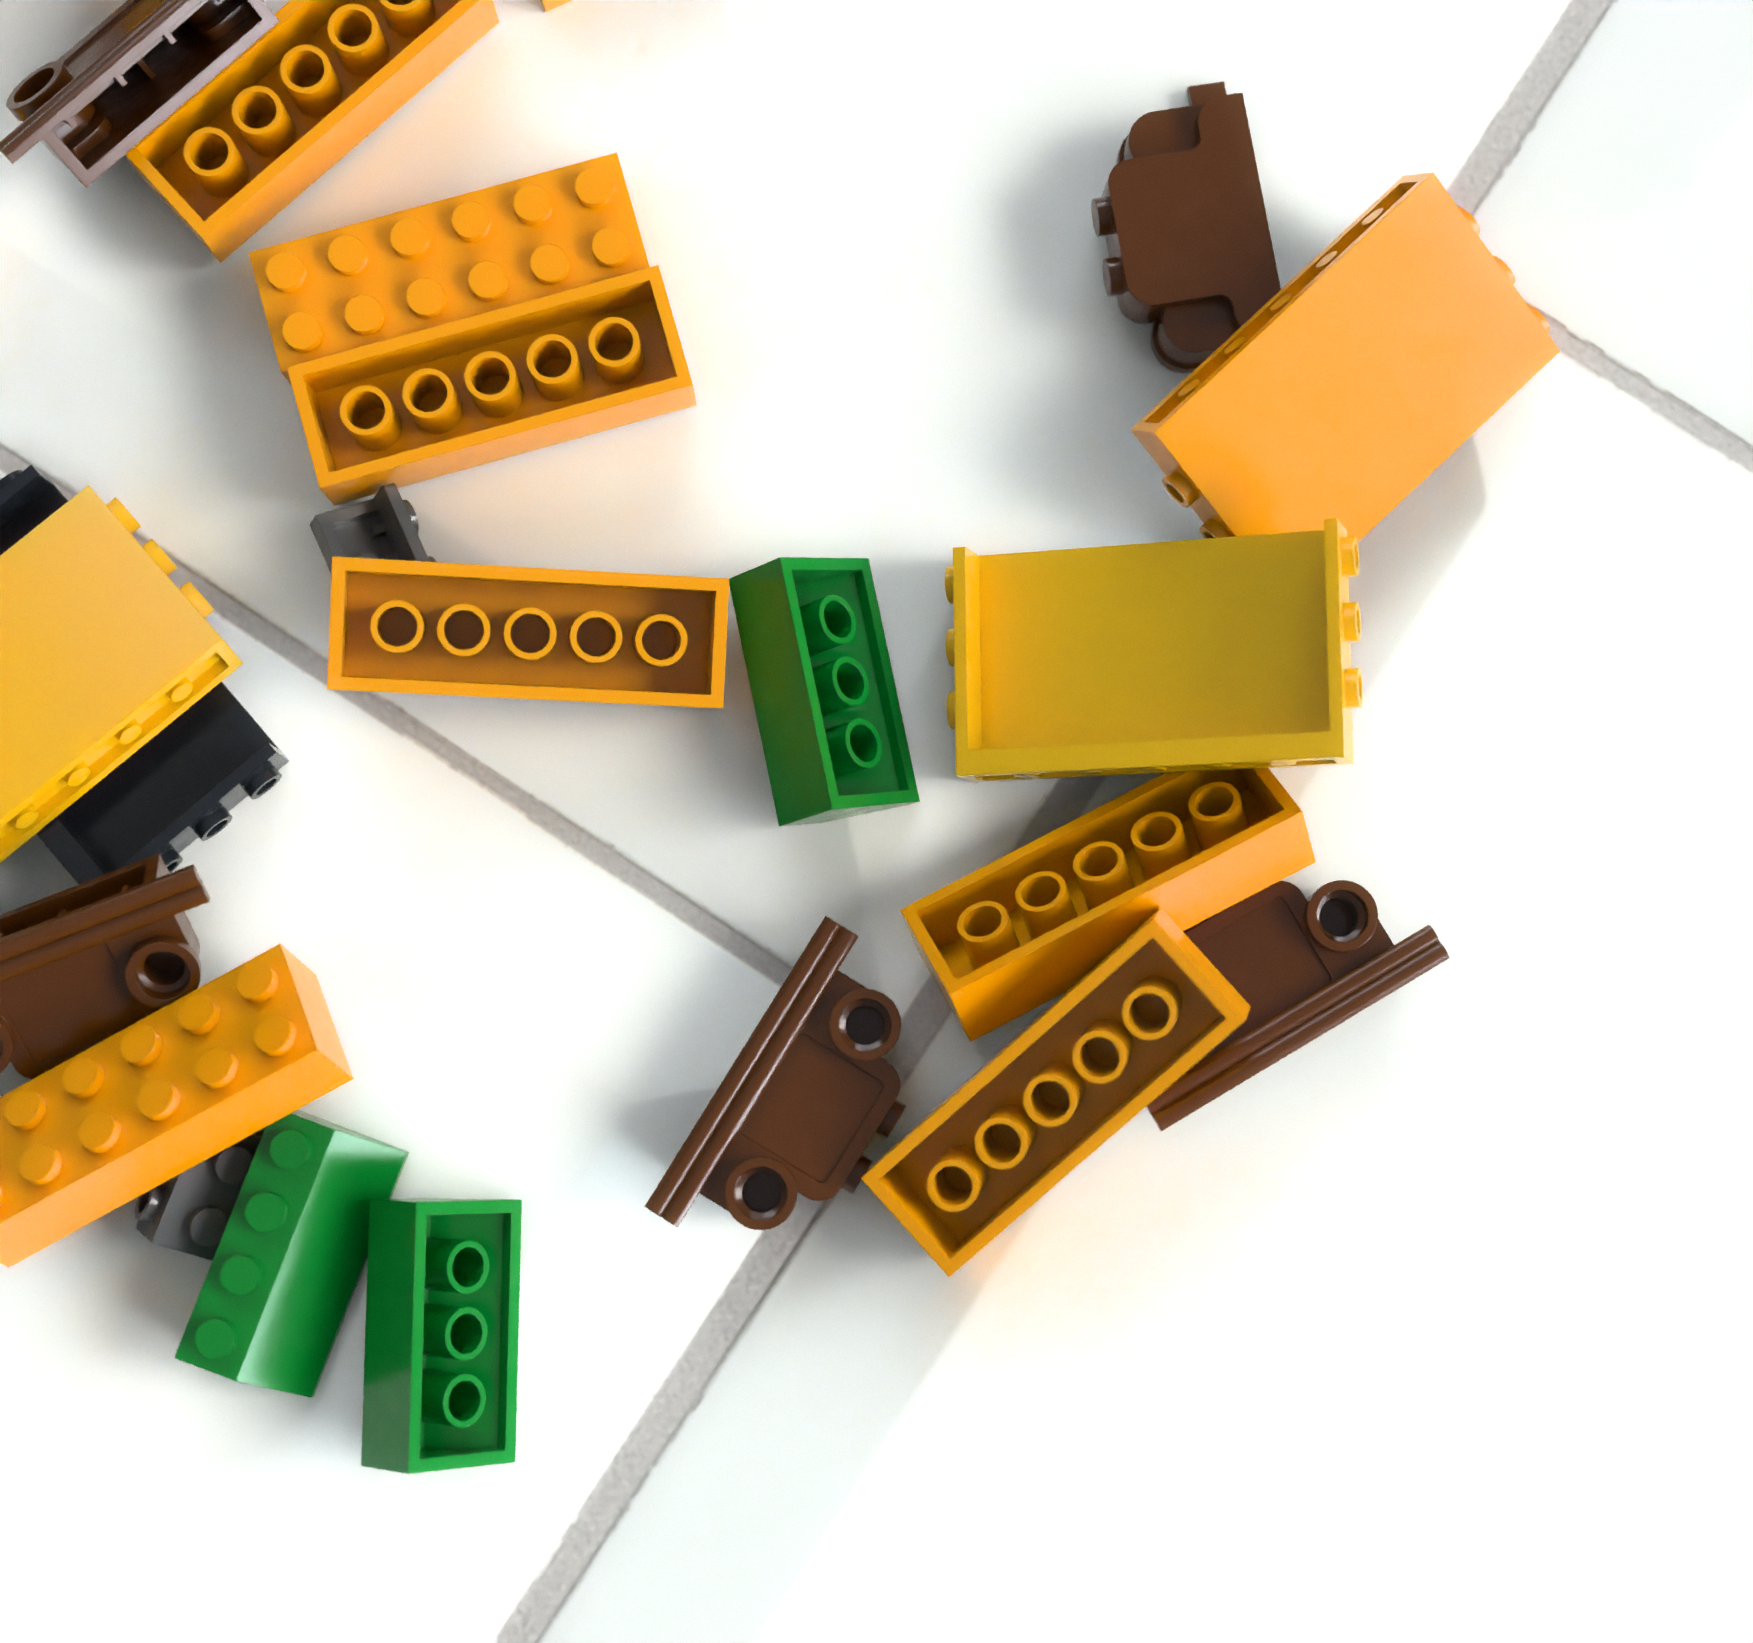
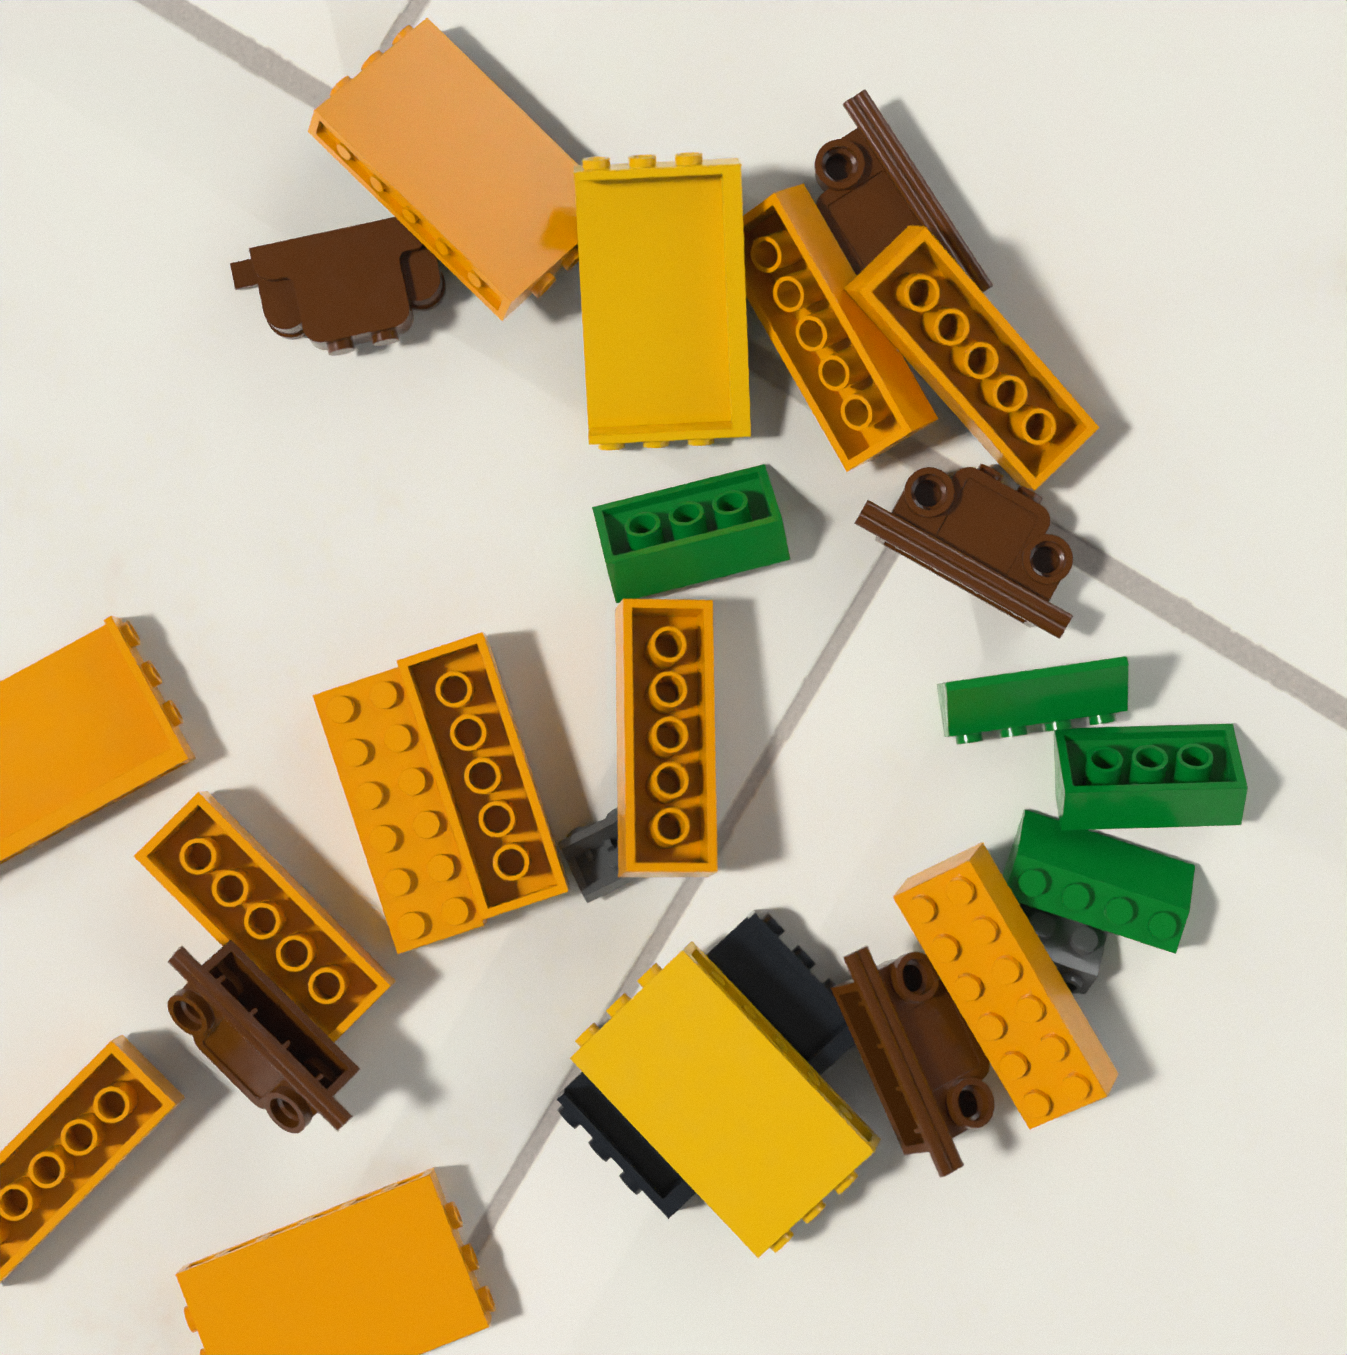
camera: 85 degrees left, 5 degrees up
(563, 1167) = (1034, 697): none -> green slope

